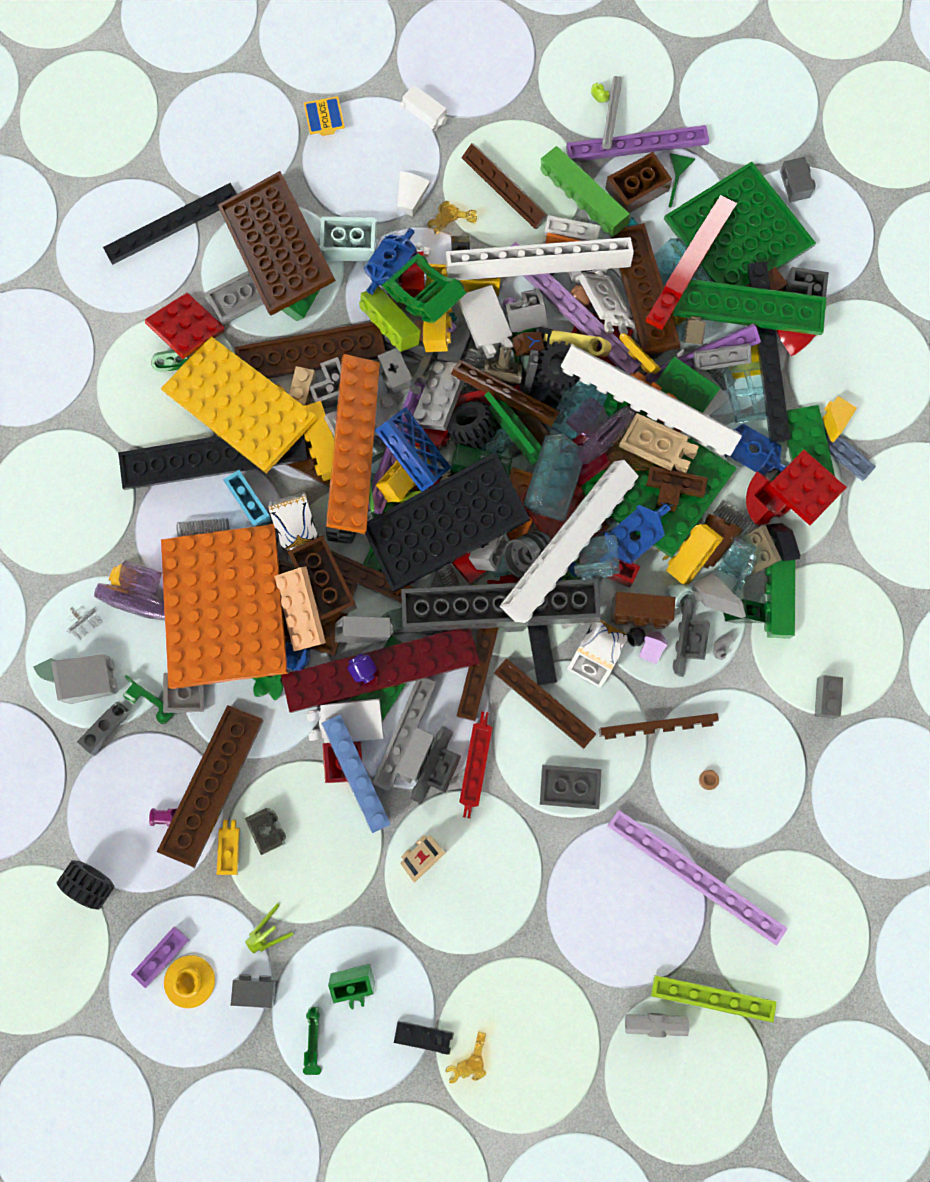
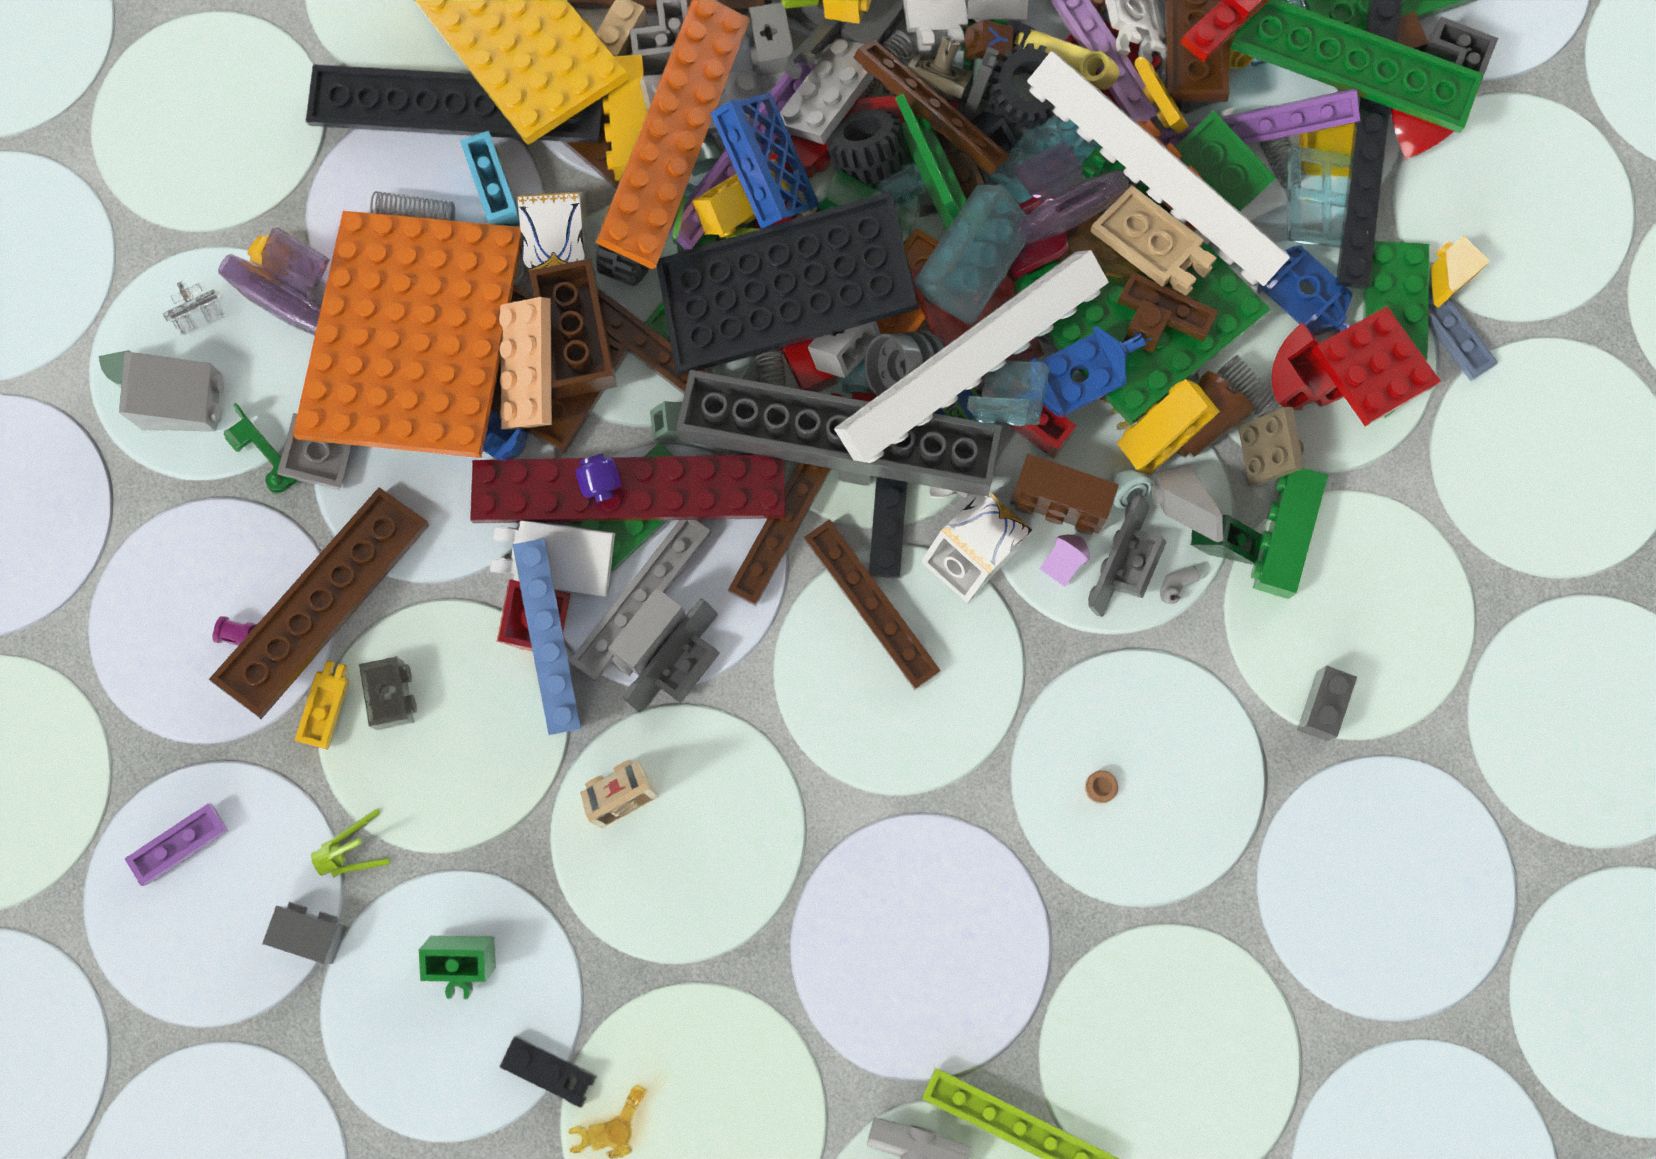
camera: 15 degrees right, 0 degrees up
(85, 885) = (89, 704): black tyre -> none
(103, 728) = (181, 476): dark grey leg -> none
(189, 981) = (211, 894): yellow piece -> none
(269, 685) = (450, 472): green plate -> none
(310, 1055) = (367, 1053): green piece -> none
(363, 629) = (615, 420): light grey brick -> none
(475, 765) = (739, 672): red plate -> none
(570, 787) = (878, 743): dark grey plate -> none
(636, 636) = (1043, 536): black plate -> none
(667, 725) = (1056, 684): reddish brown plate -> none
(693, 330) = (1257, 81): dark tan brick -> none
(697, 877) = (1044, 934): lavender plate -> none
(722, 357) = (1292, 131): light grey tile -> none
(738, 562) = (1235, 456): clear light blue bracket -> none
(784, 541) = (1318, 443): black slope -> none

